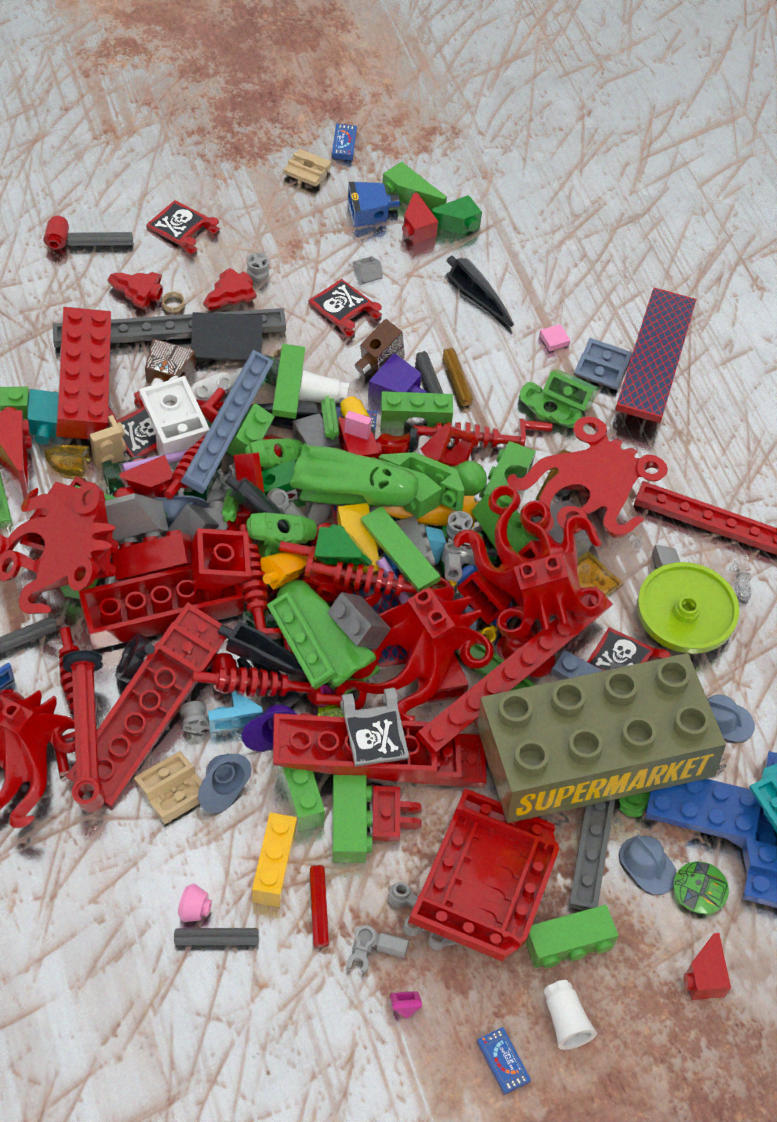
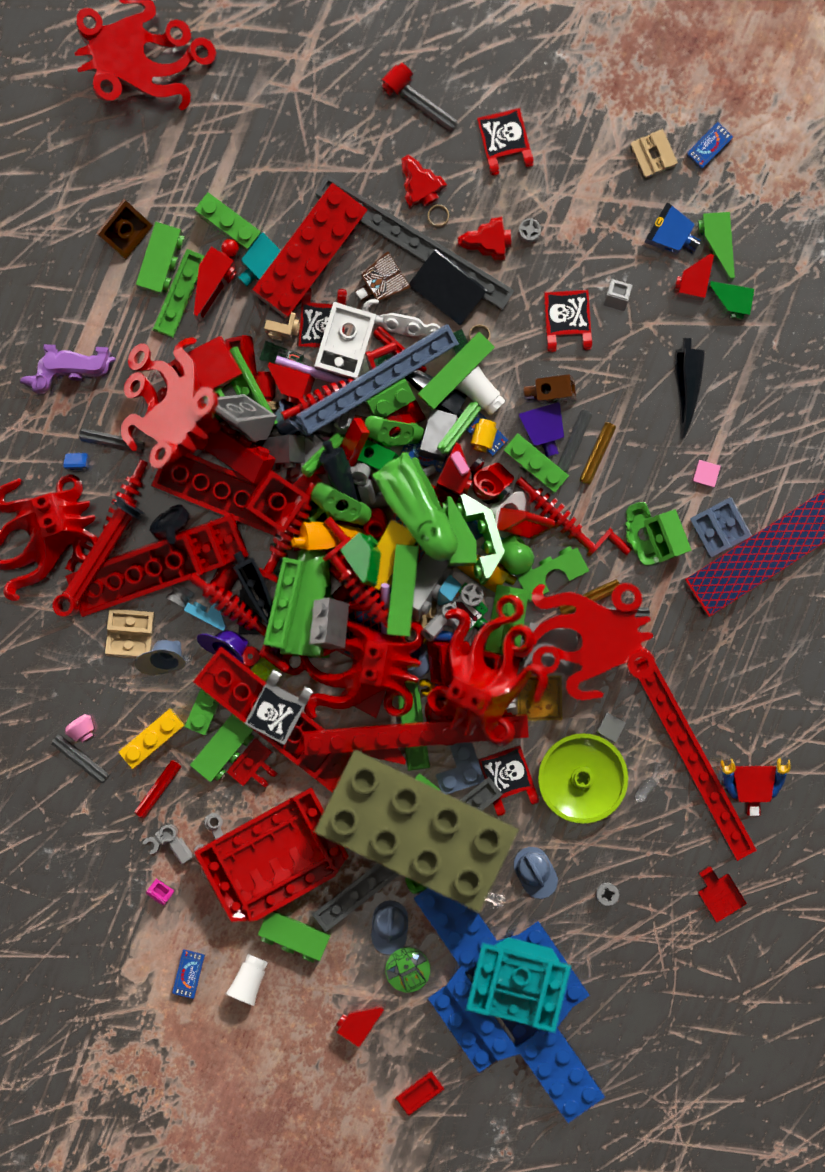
camera: 45 degrees right, 30 degrees up
(67, 459) = (250, 311): clear yellow brick -> none

